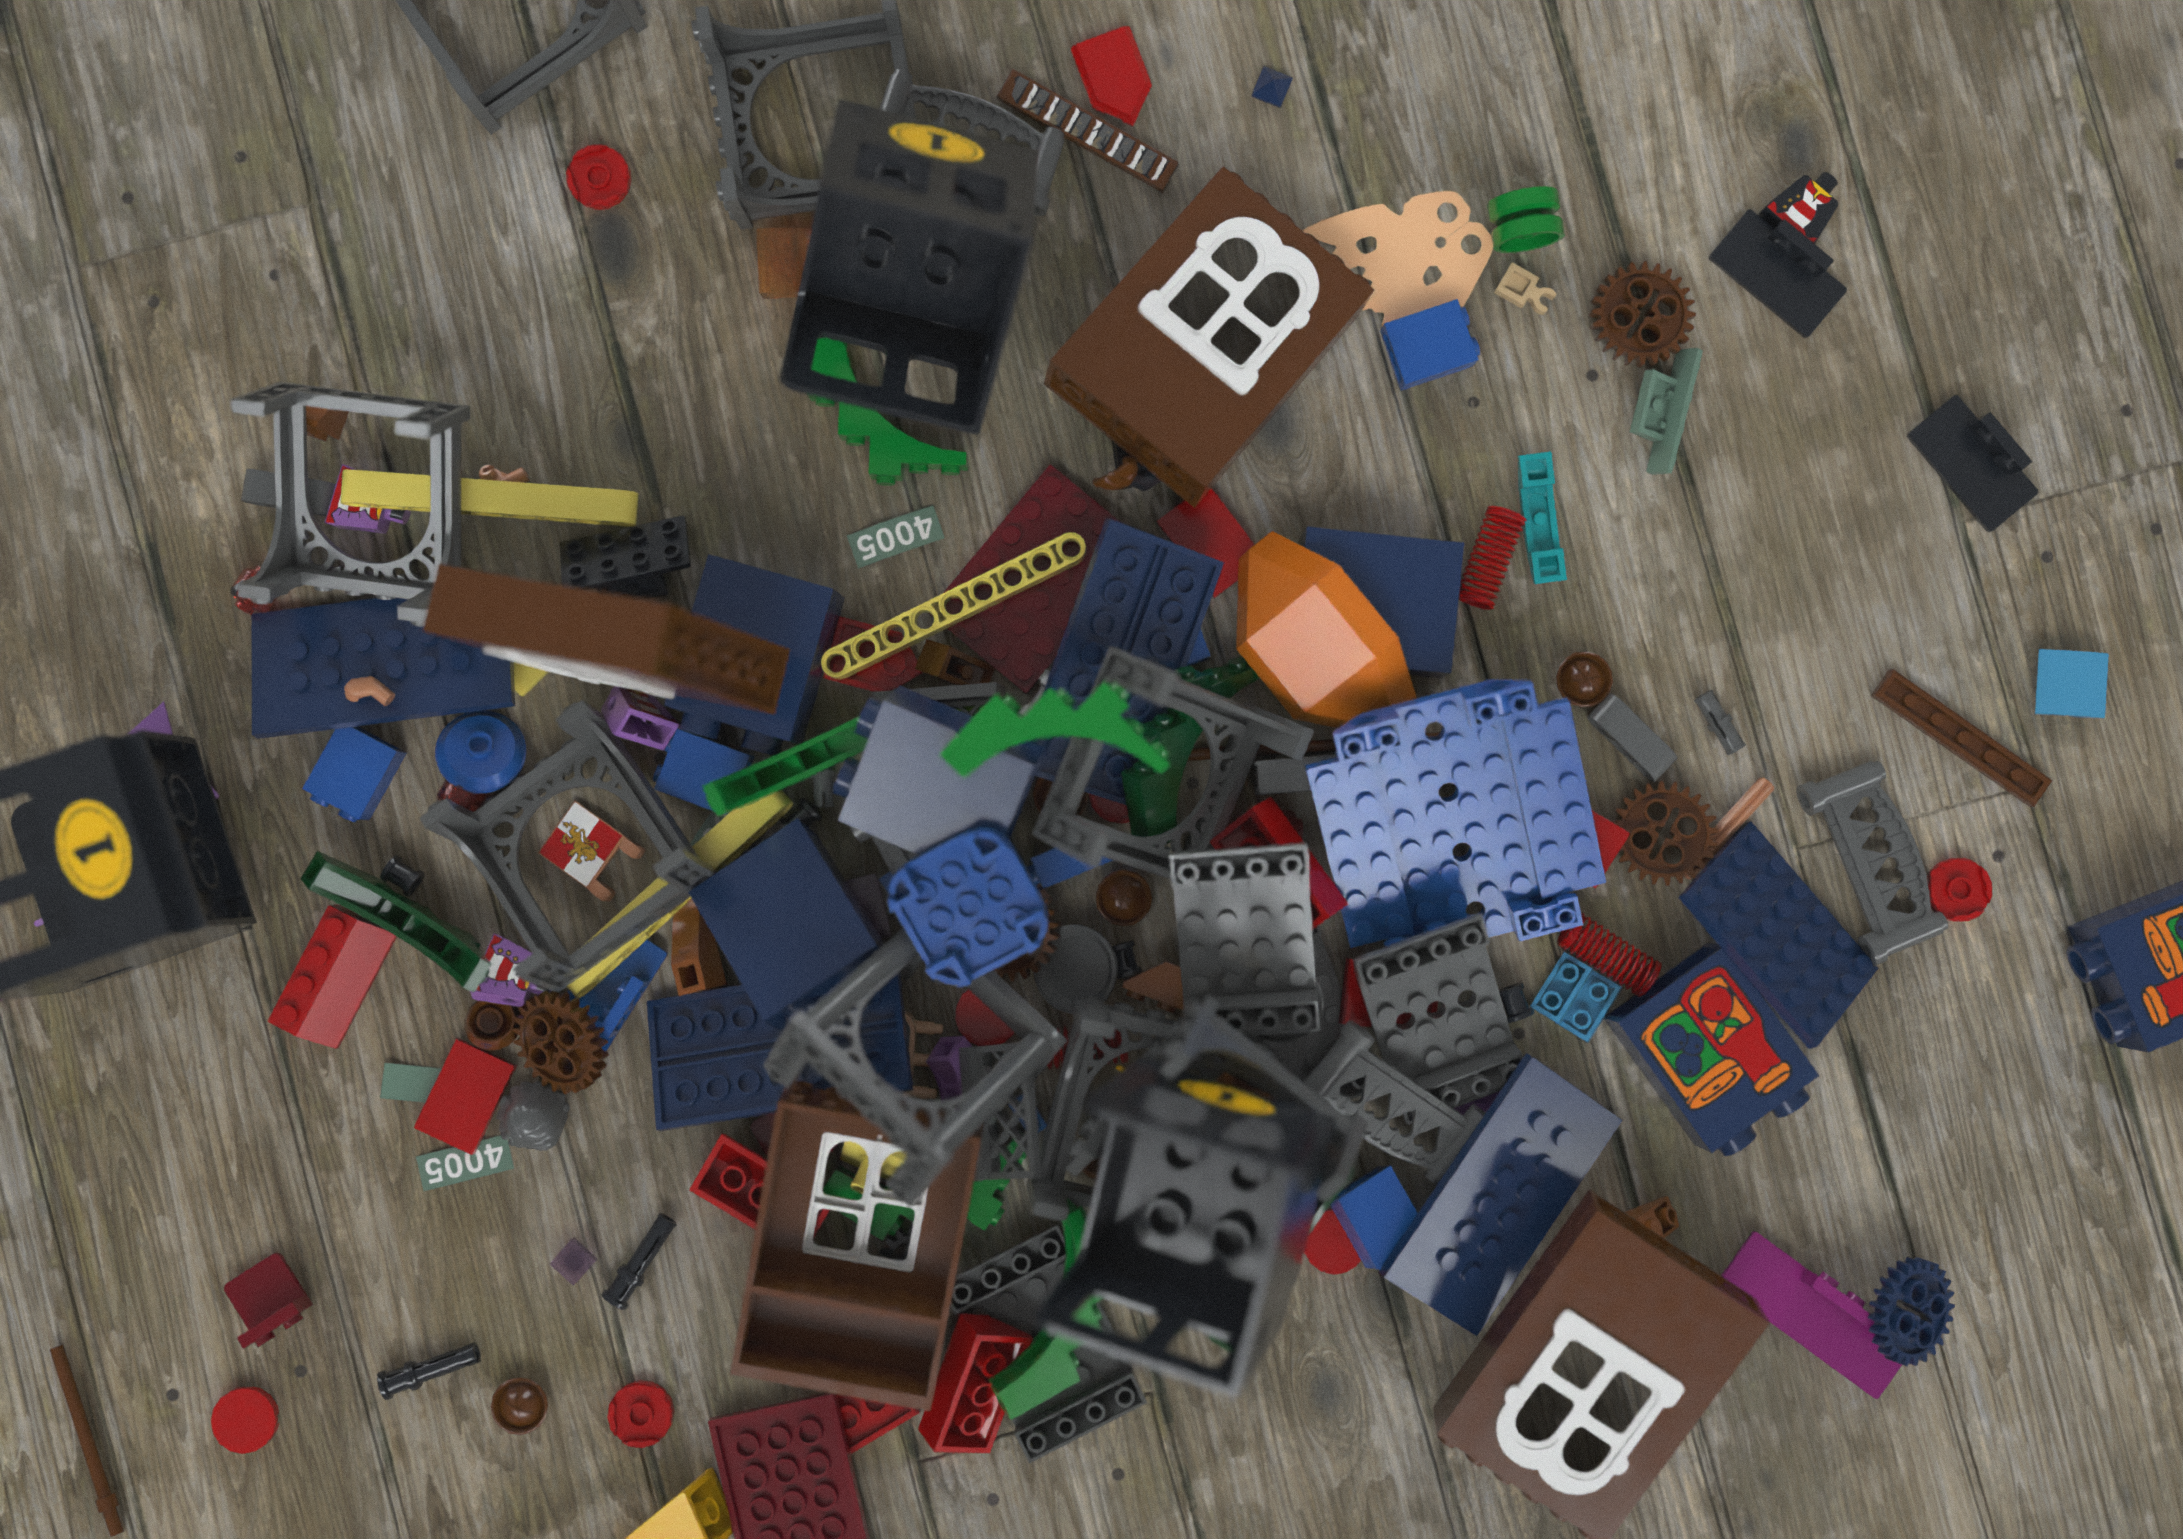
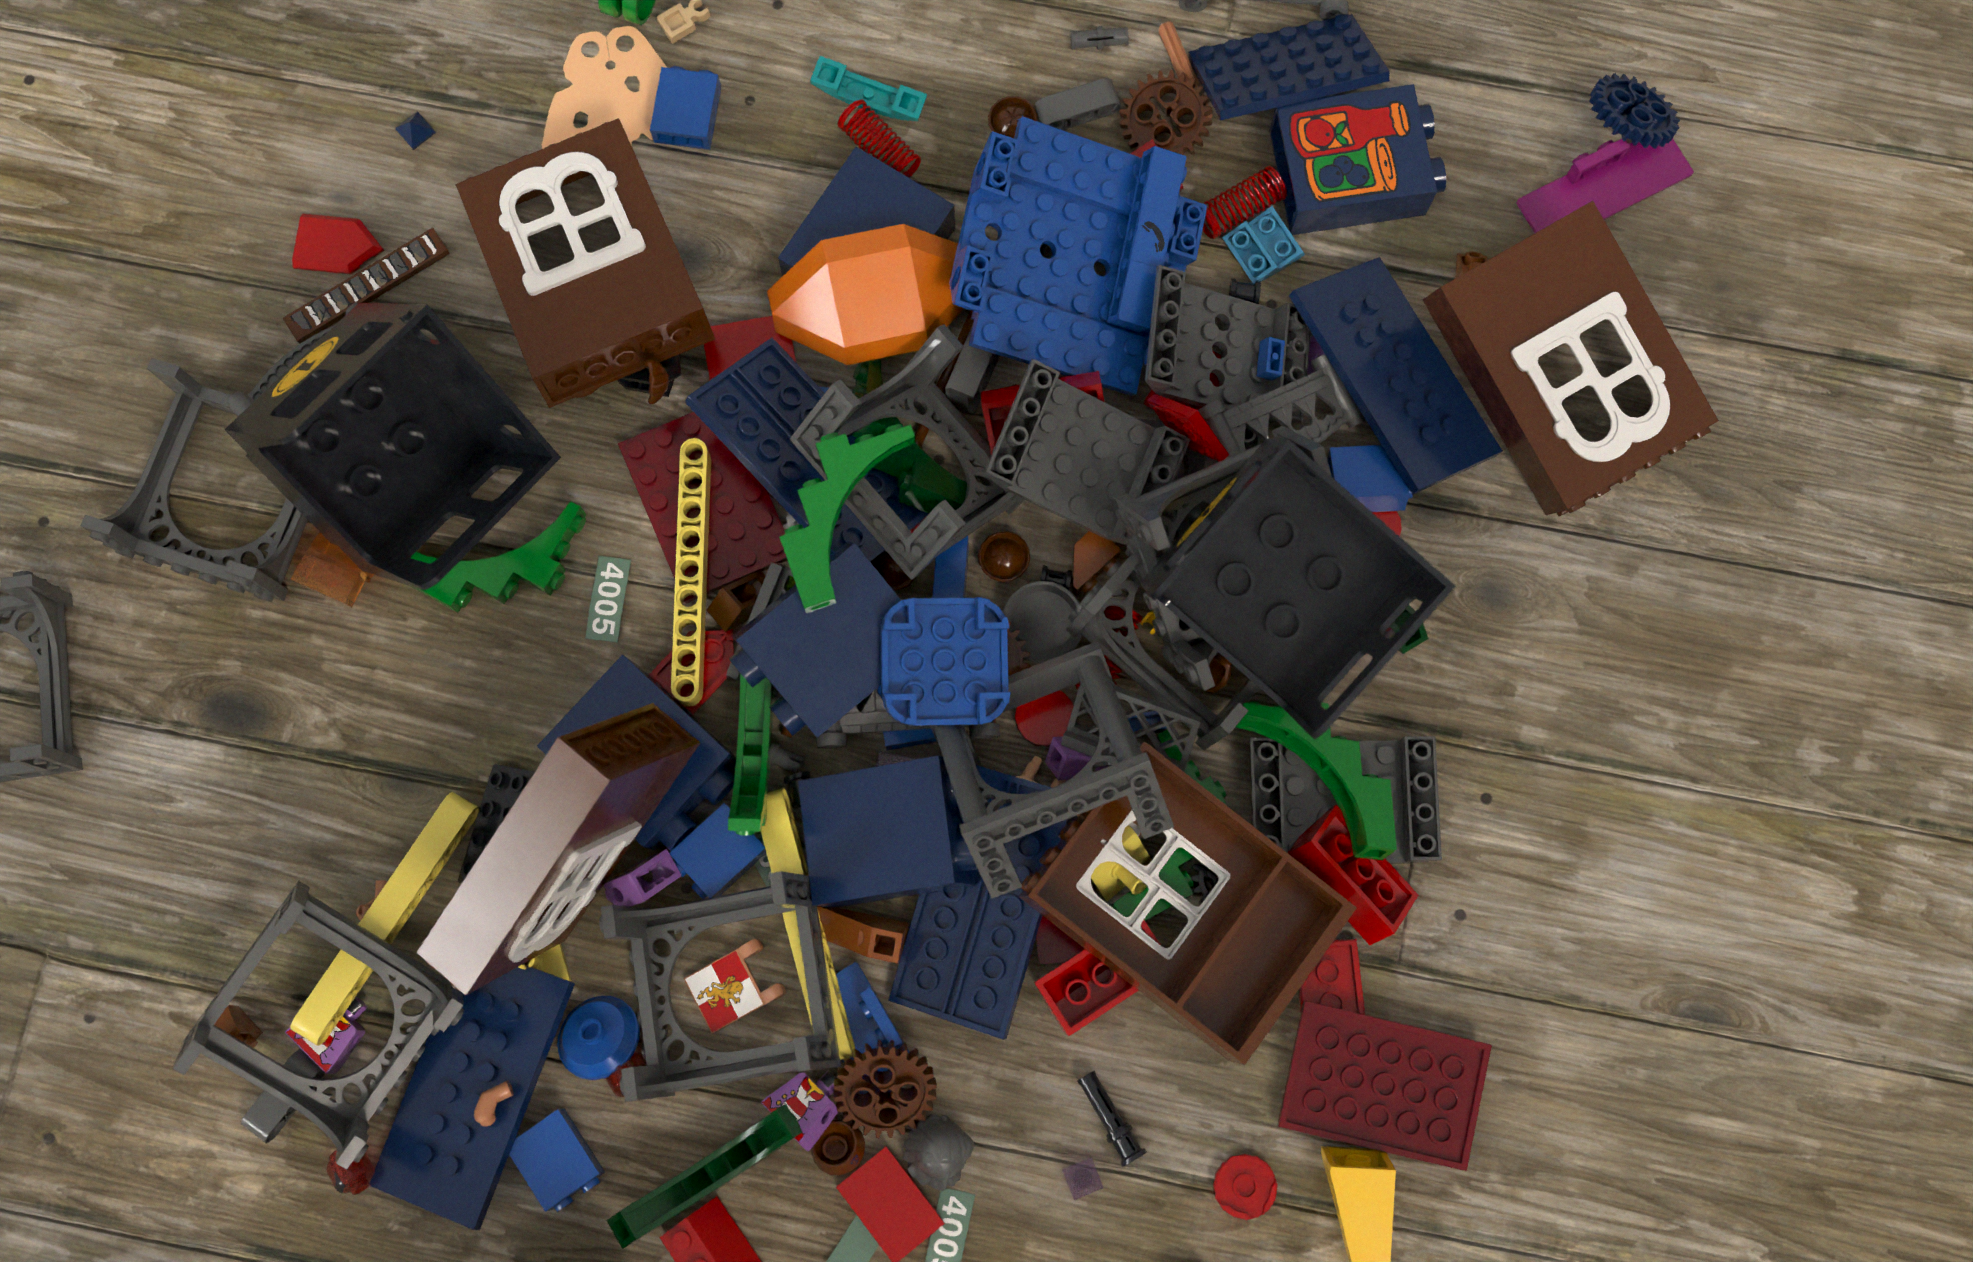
camera: 65 degrees left, 10 degrees down
(402, 875) = (668, 1163): black bush -> none
(598, 177) = (171, 695): red tile -> none
(1330, 1022) = (1190, 424): none -> red tile
(1454, 1063) = (1270, 358): none -> blue piece
(1512, 884) = (1147, 237): none -> blue brick

